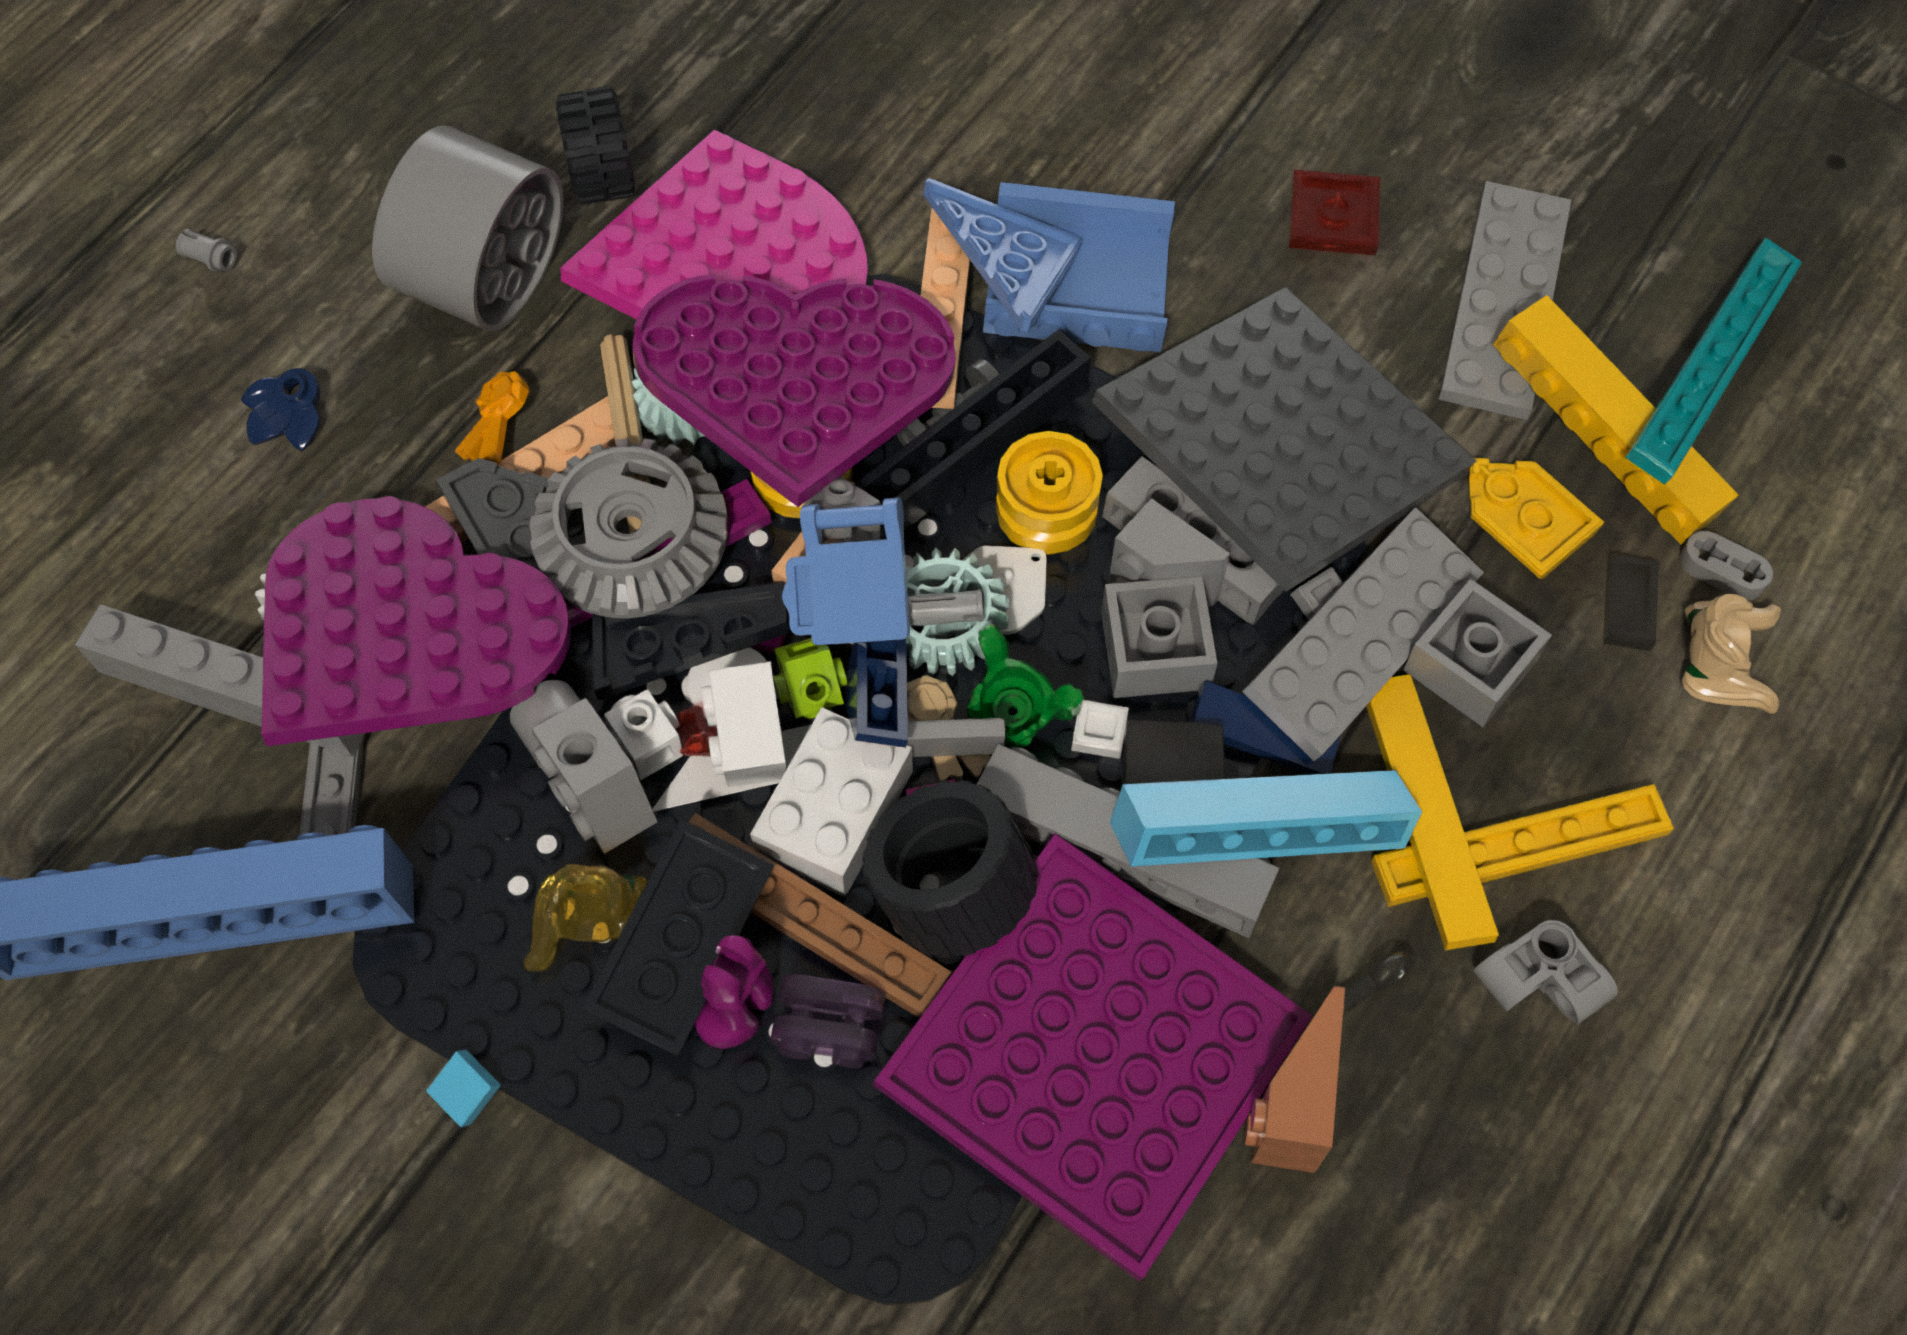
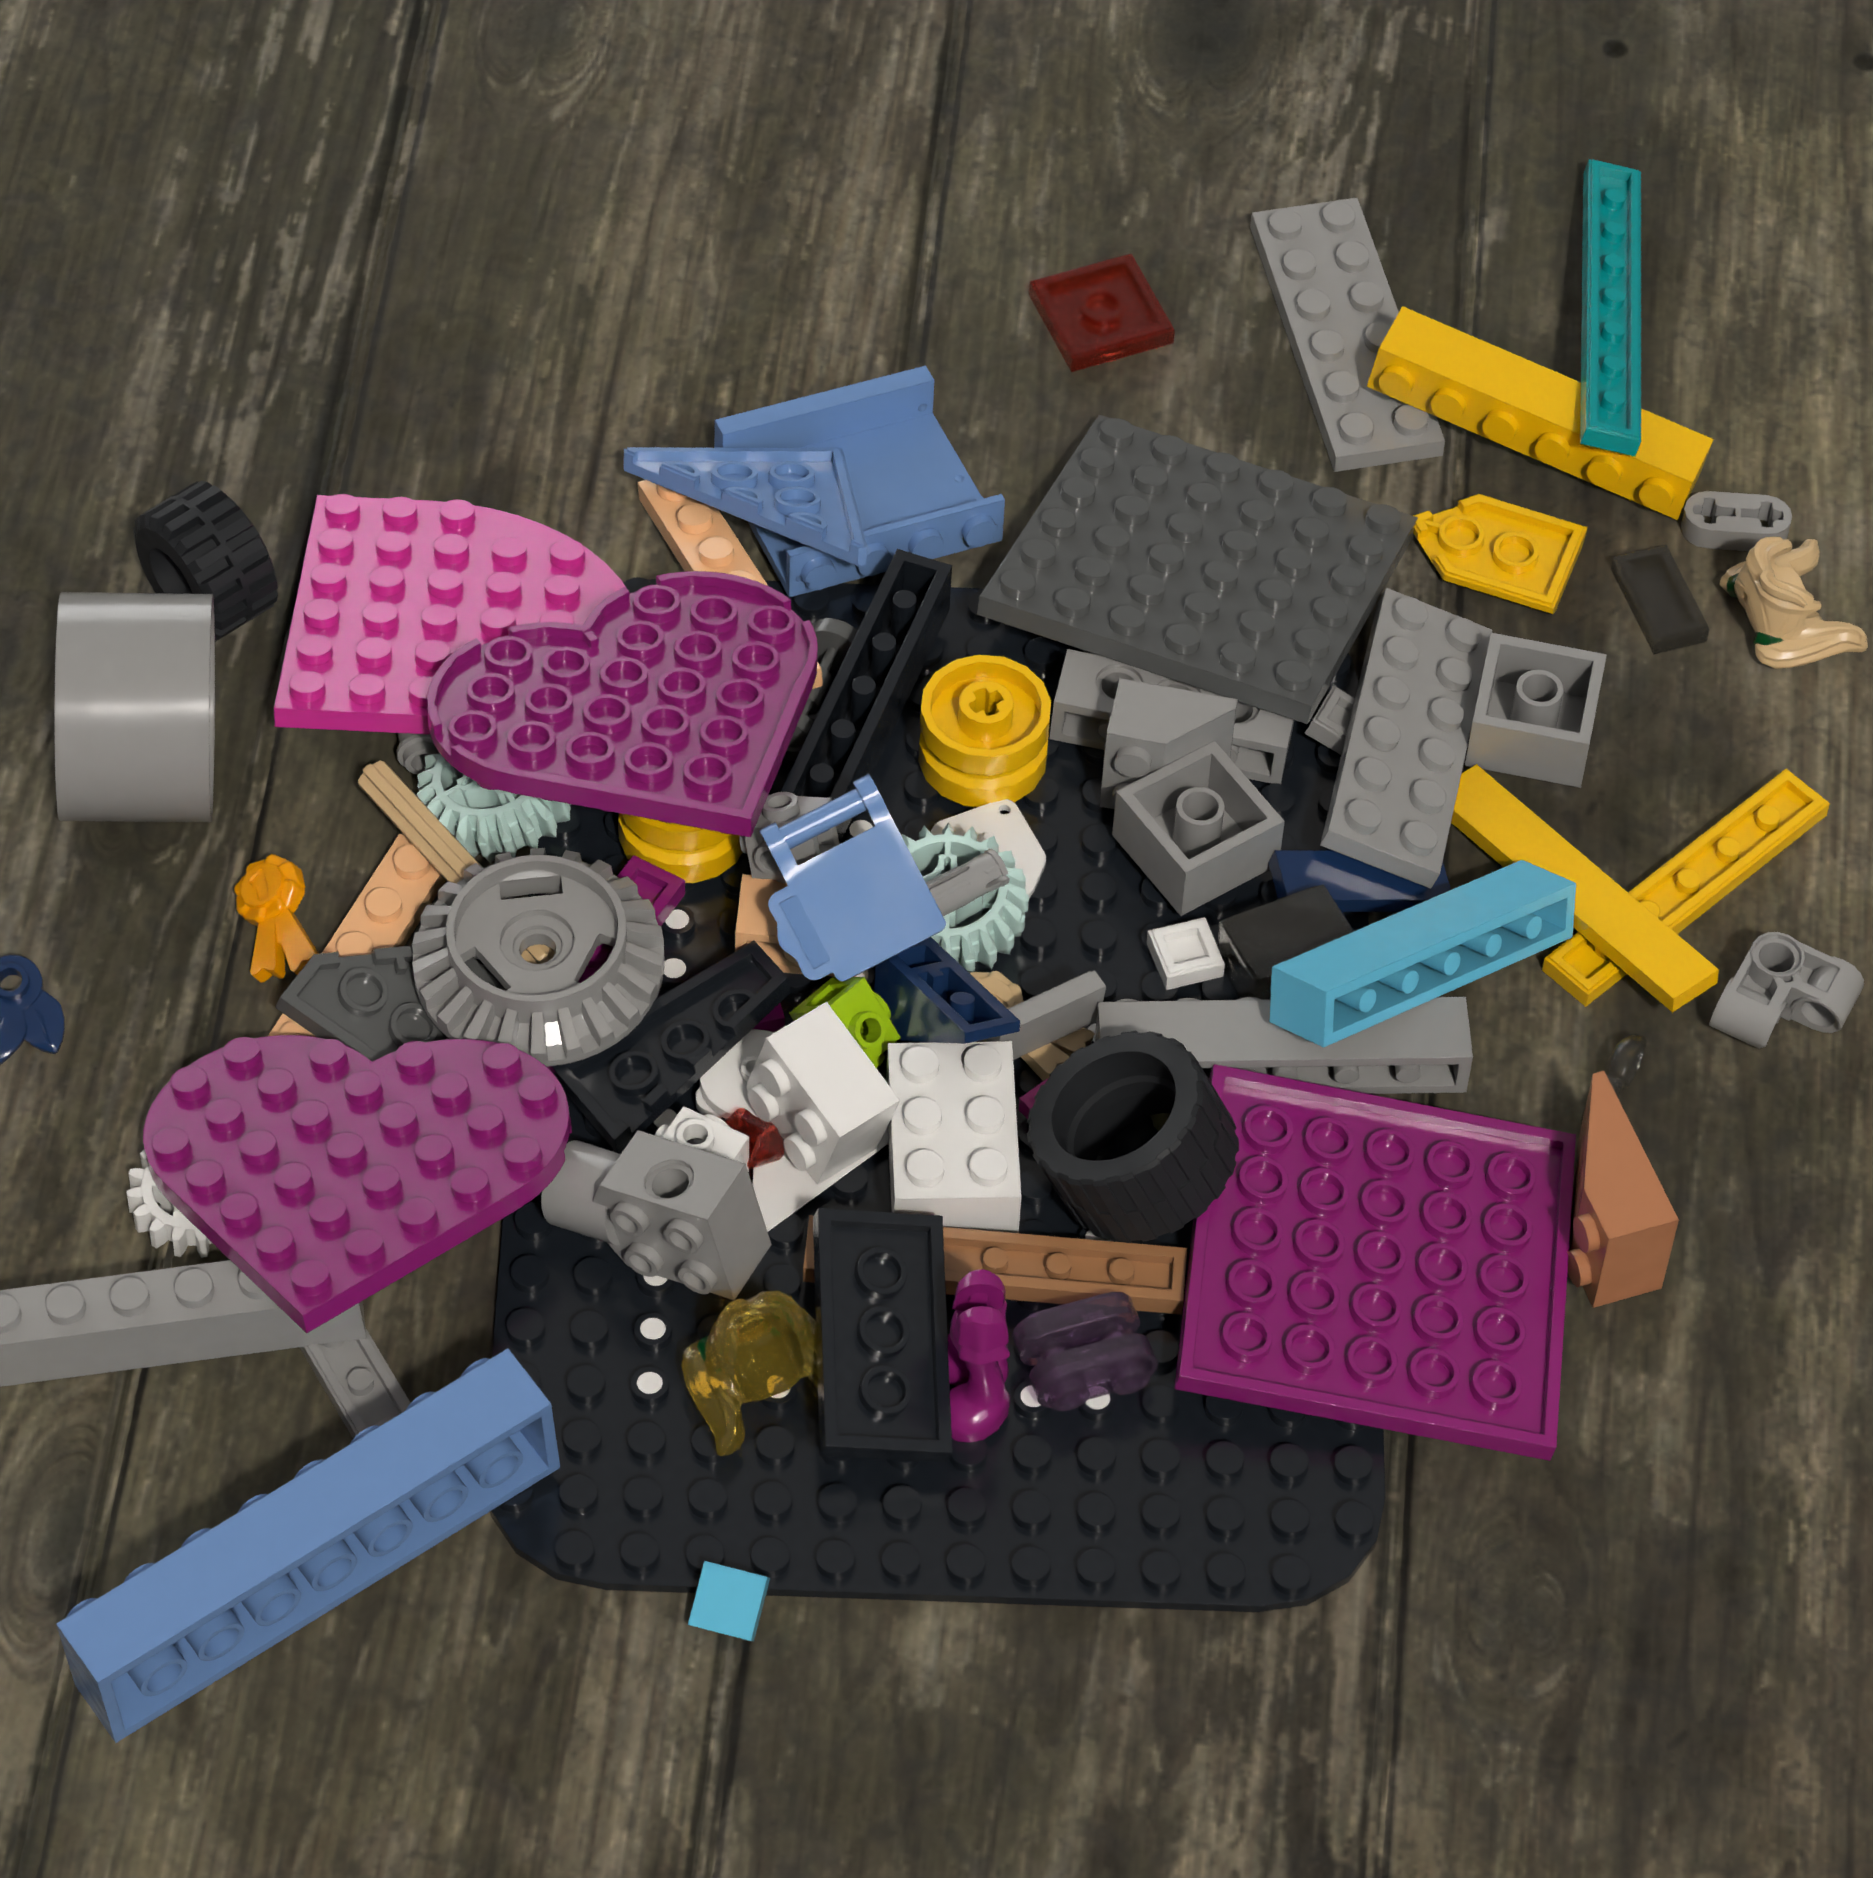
camera: 30 degrees left, 10 degrees down
(1018, 686) = (1086, 939): green hair -> none

